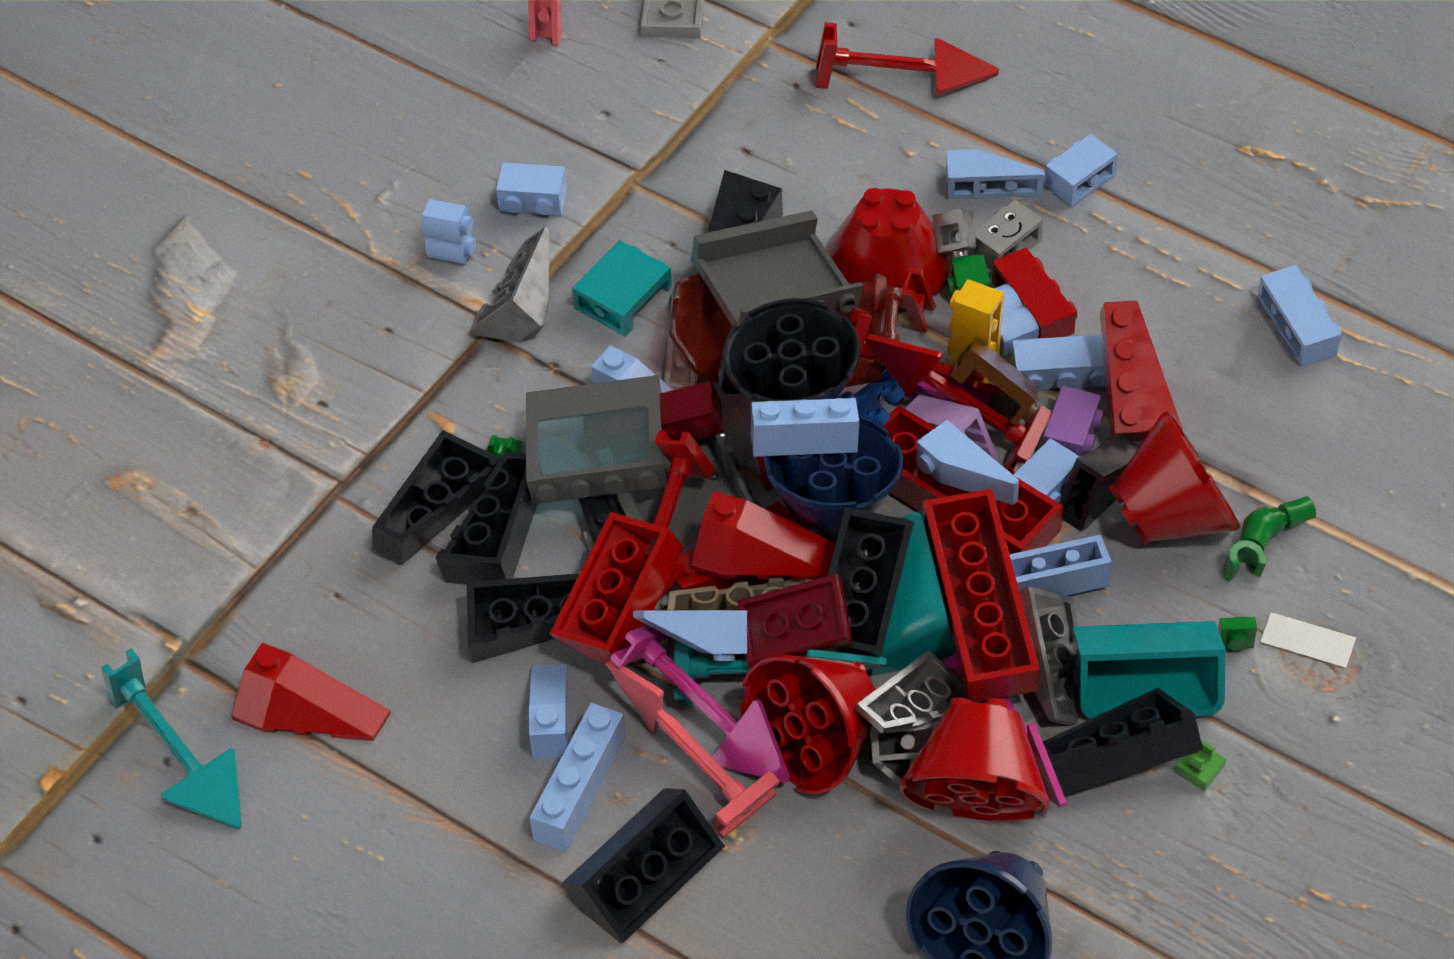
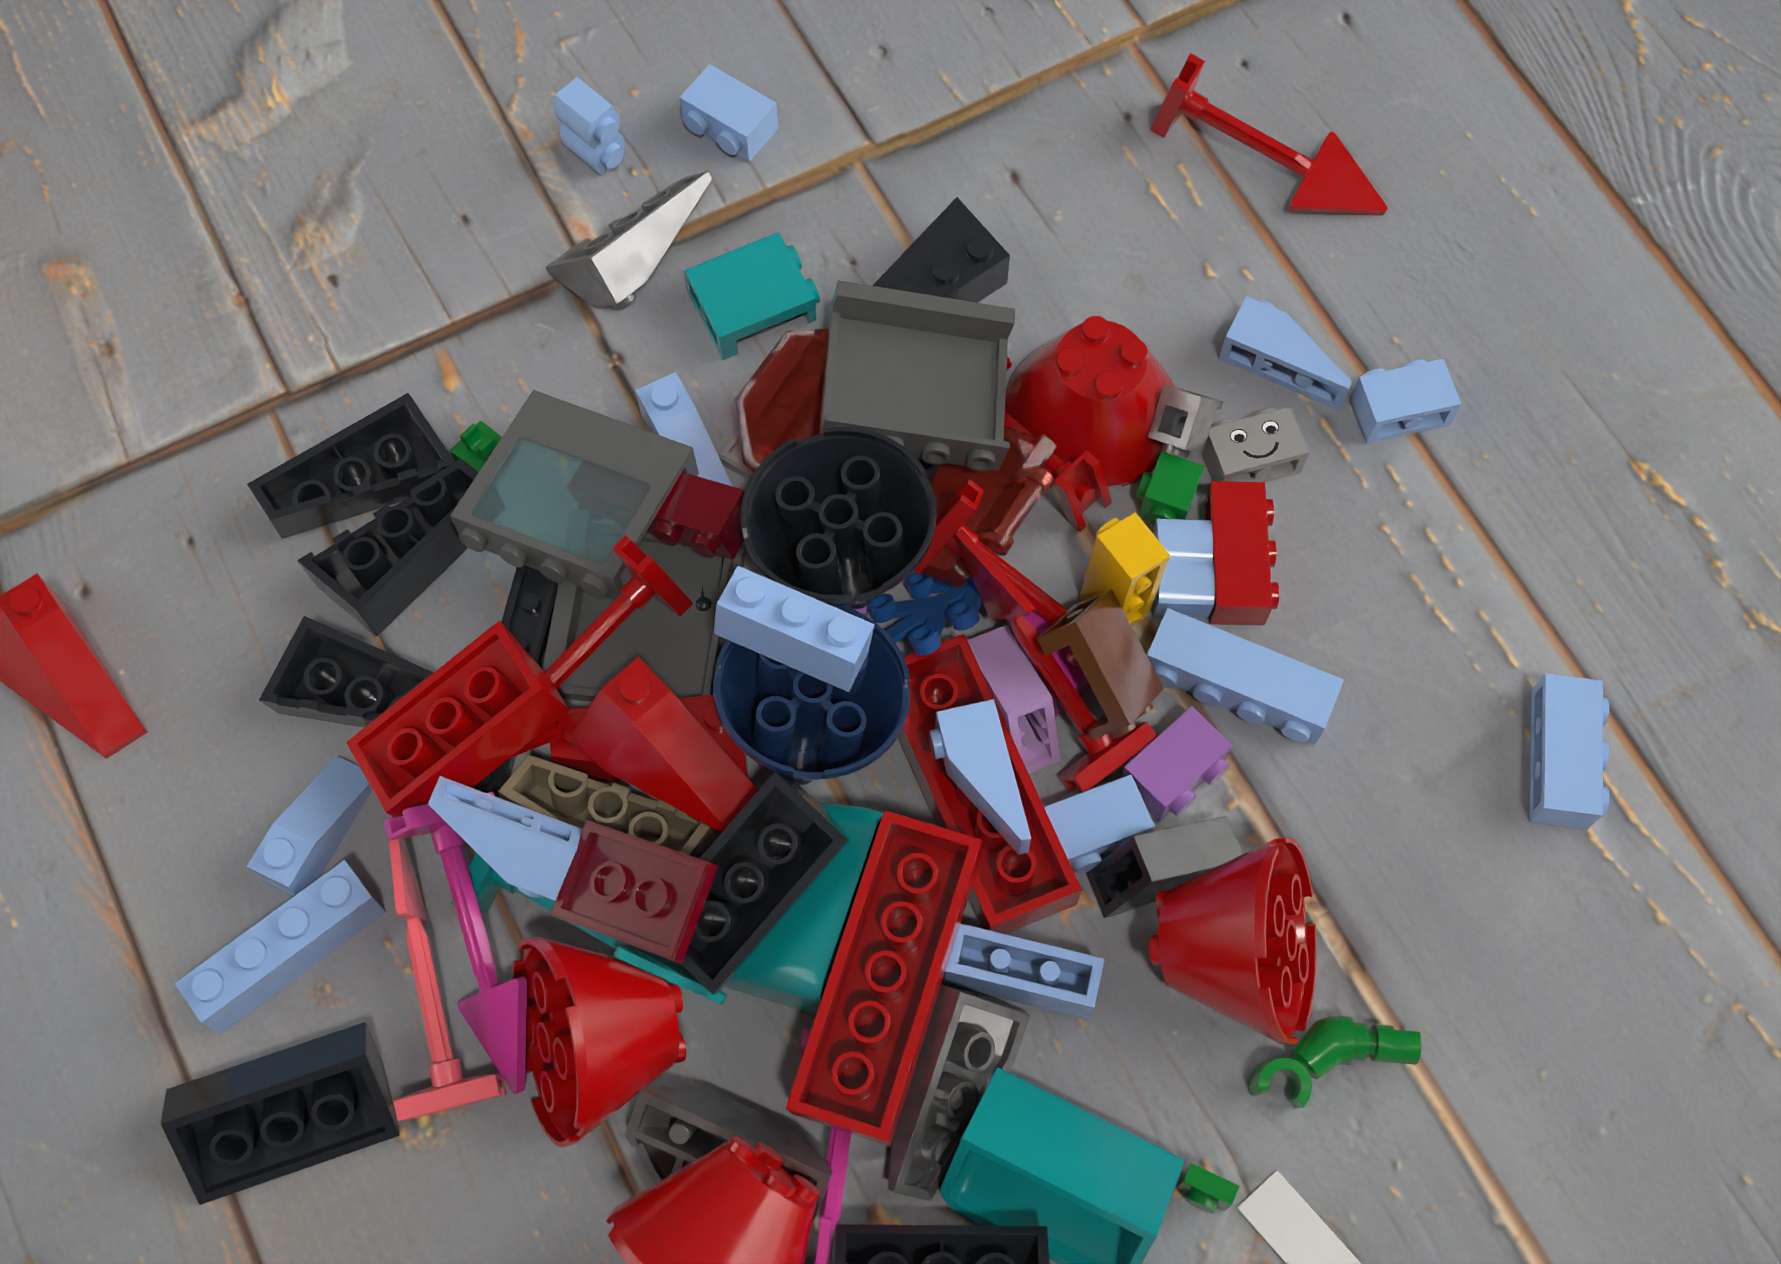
camera: 25 degrees right, 15 degrees up
(913, 695) = (716, 1083): flat silver wedge -> none
(1132, 372) = (1284, 754): red wedge -> none

